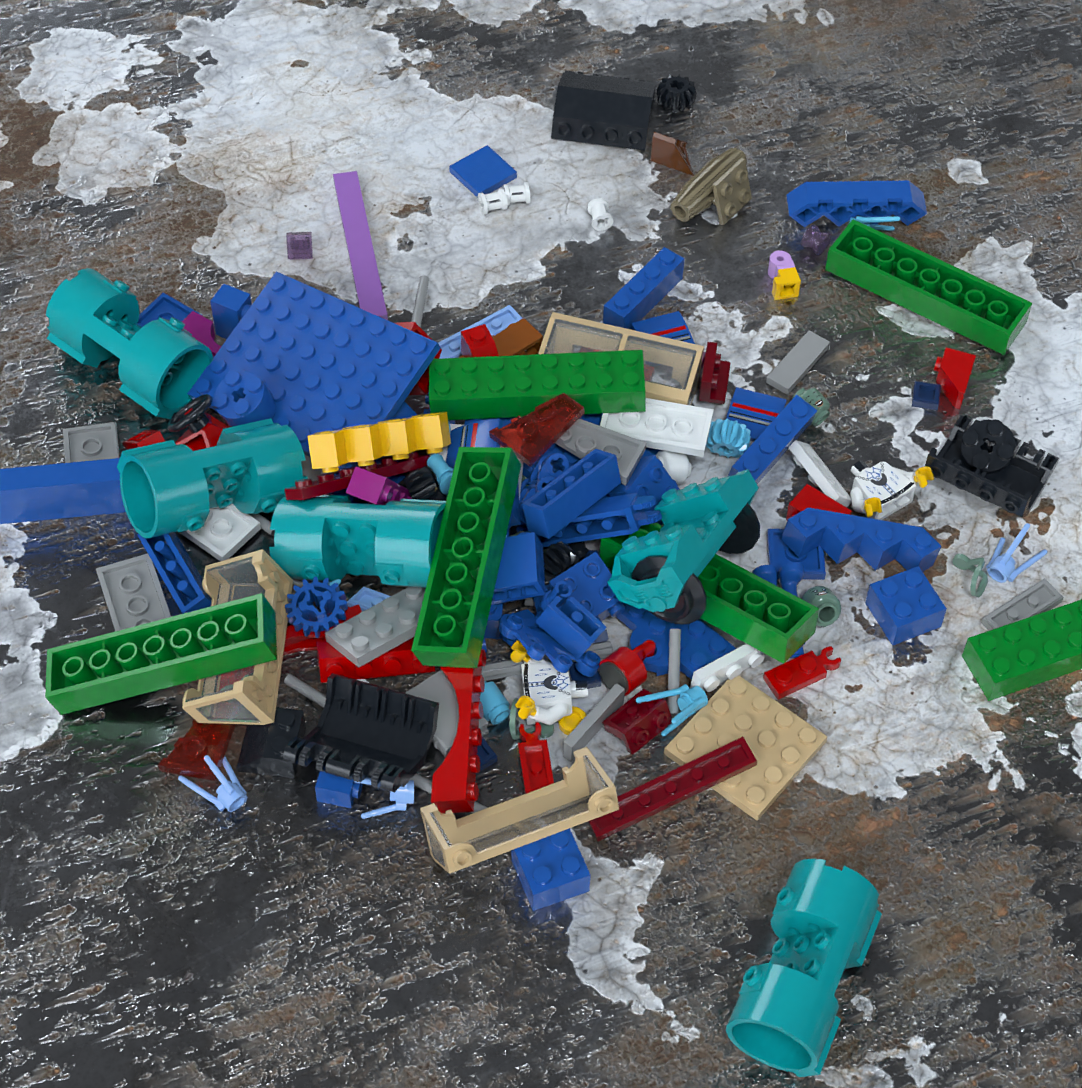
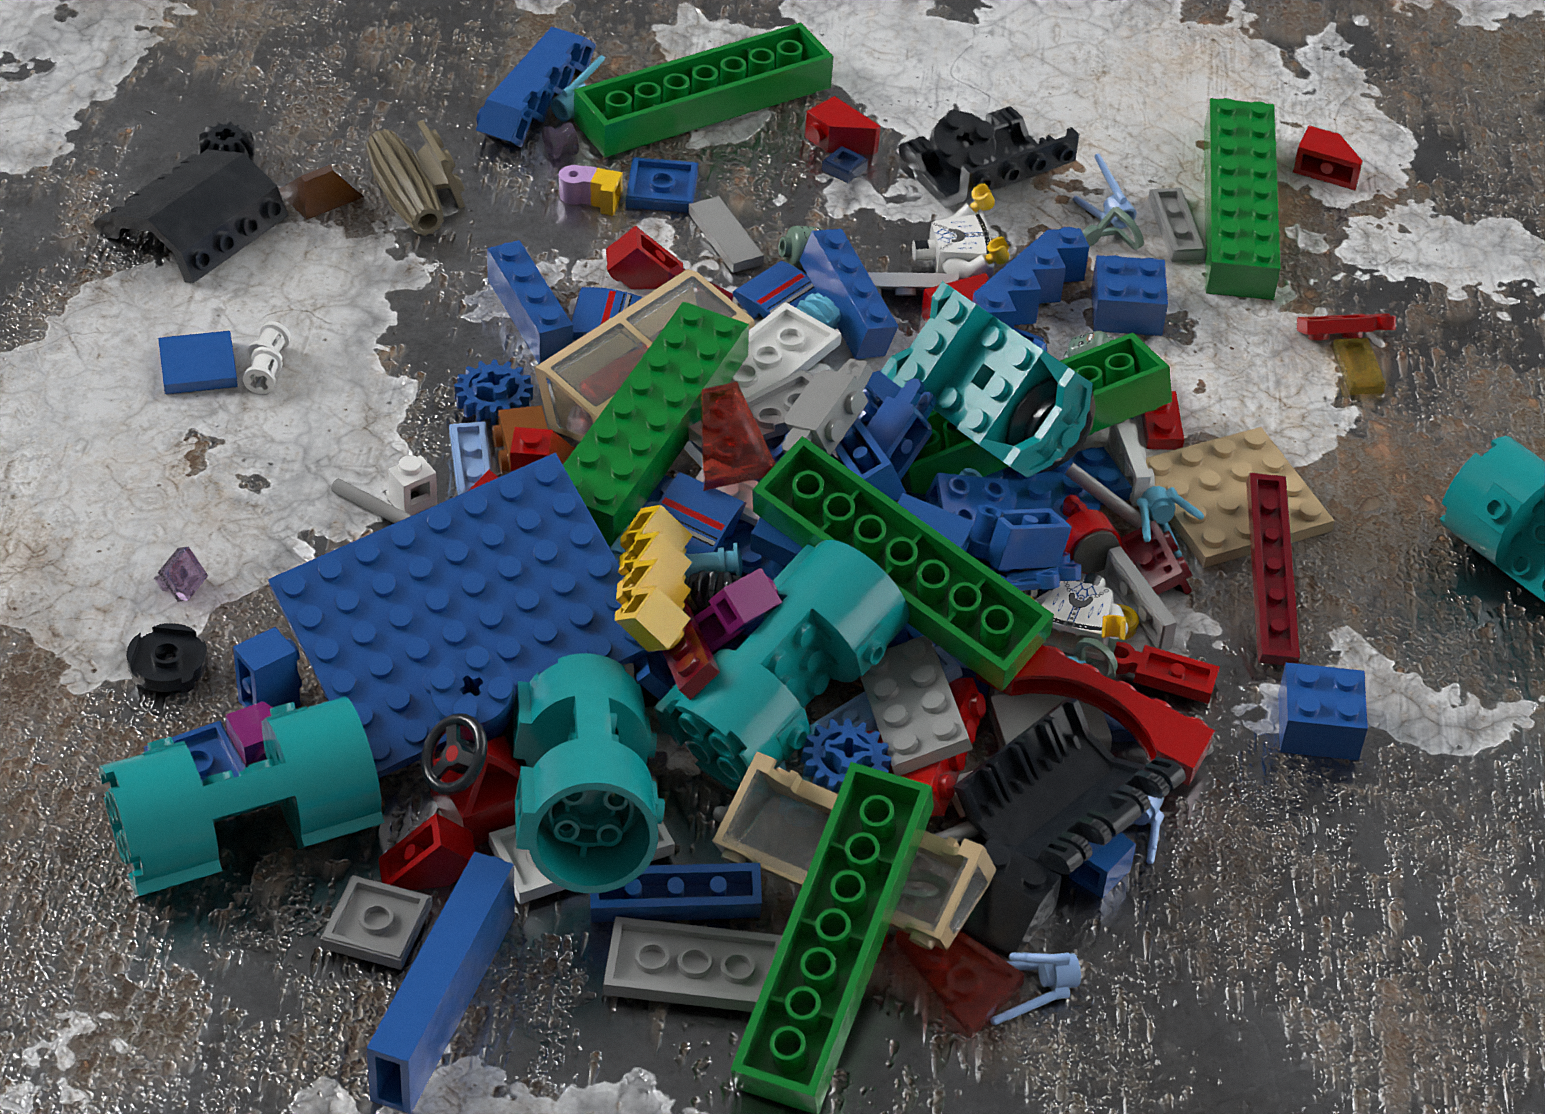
camera: 65 degrees left, 10 degrees down
(245, 264) = (171, 675): none -> black plate
(359, 244) = (210, 518): medium lavender tile -> none
(440, 303) = (408, 476): none -> white brick
(522, 820) = (1264, 693): tan windscreen -> none
(545, 305) = (492, 389): none -> blue gear
(570, 459) = (828, 406): none -> light grey hinge
(600, 216) = (368, 289): white bush -> none
(726, 329) = (639, 261): none -> red slope
(822, 309) = (661, 184): none -> blue tile
(949, 779) = (1359, 366): none -> clear yellow tile
(982, 751) = (1349, 325): none -> red plate

